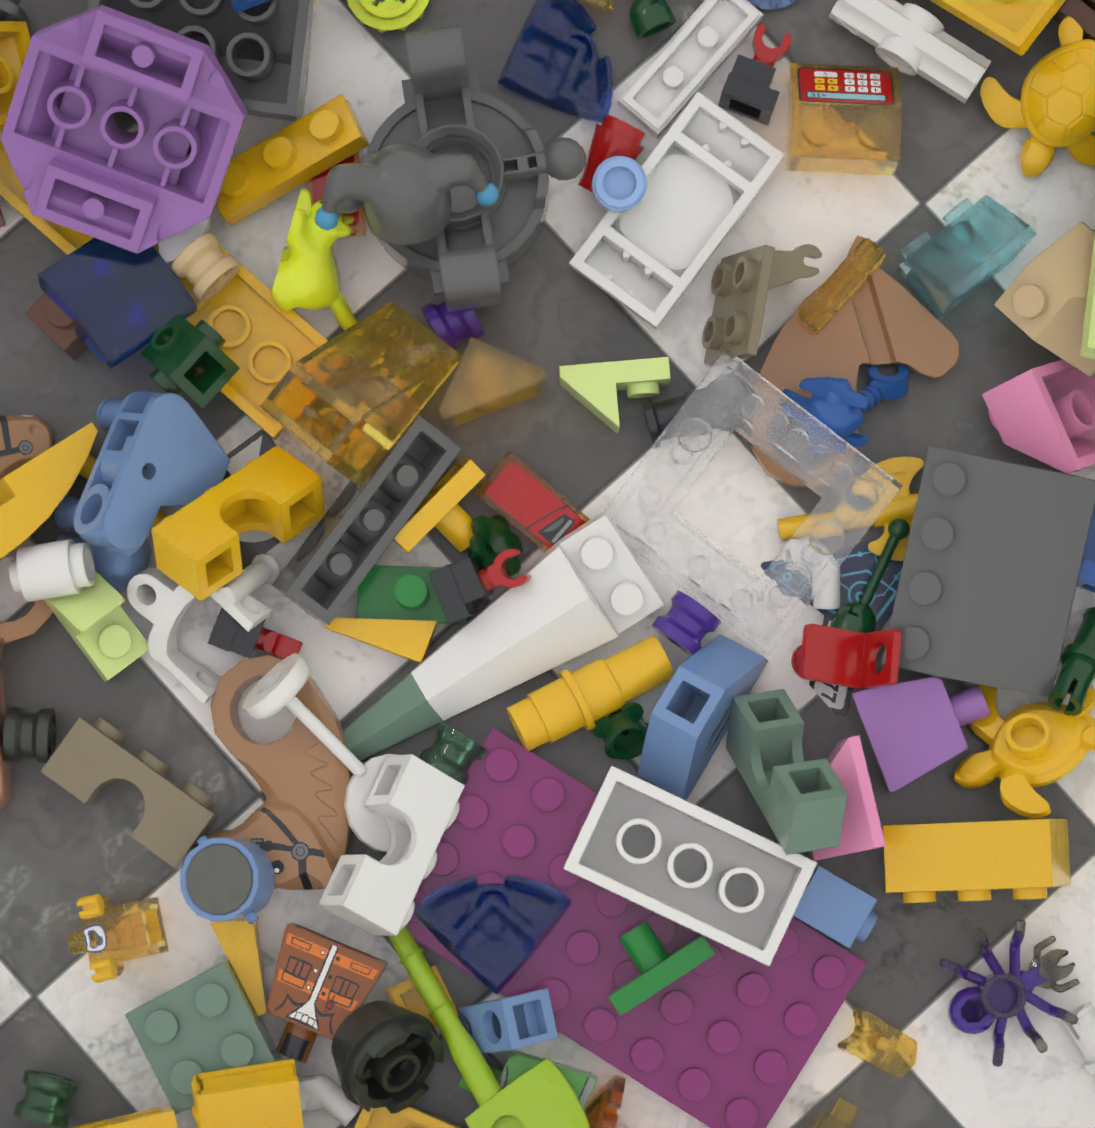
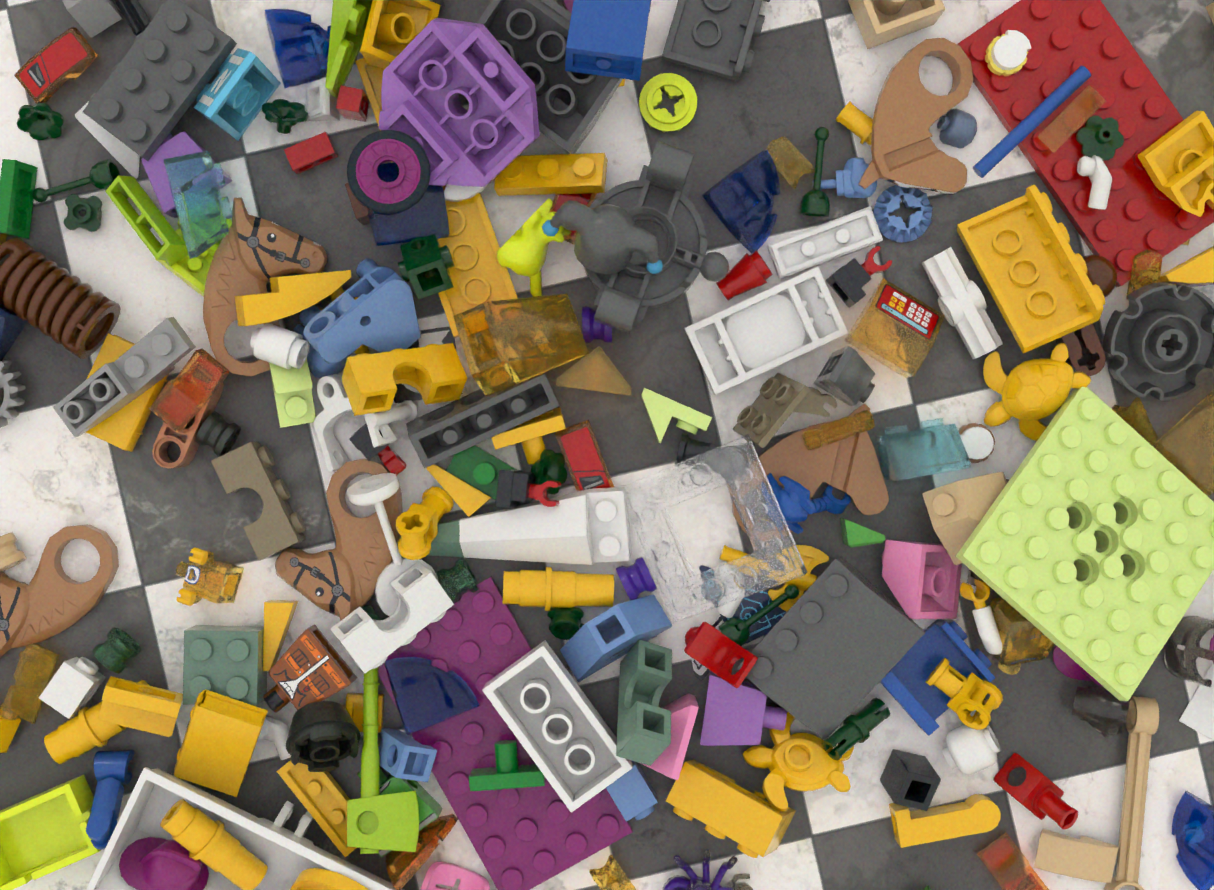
camera: 30 degrees right, 5 degrees up
(70, 227) = (373, 152): none -> wheel
(205, 266) = (467, 214): tan wheel -> none
(227, 879) = (285, 584): piece -> none
(362, 701) = (420, 521): none -> yellow connector
(619, 184) = (740, 297): light blue tile -> none
(813, 209) = (846, 377): none -> dark grey slope
(942, 407) = (857, 535): none -> bright green slope
(1032, 204) = (977, 441): none -> white piece

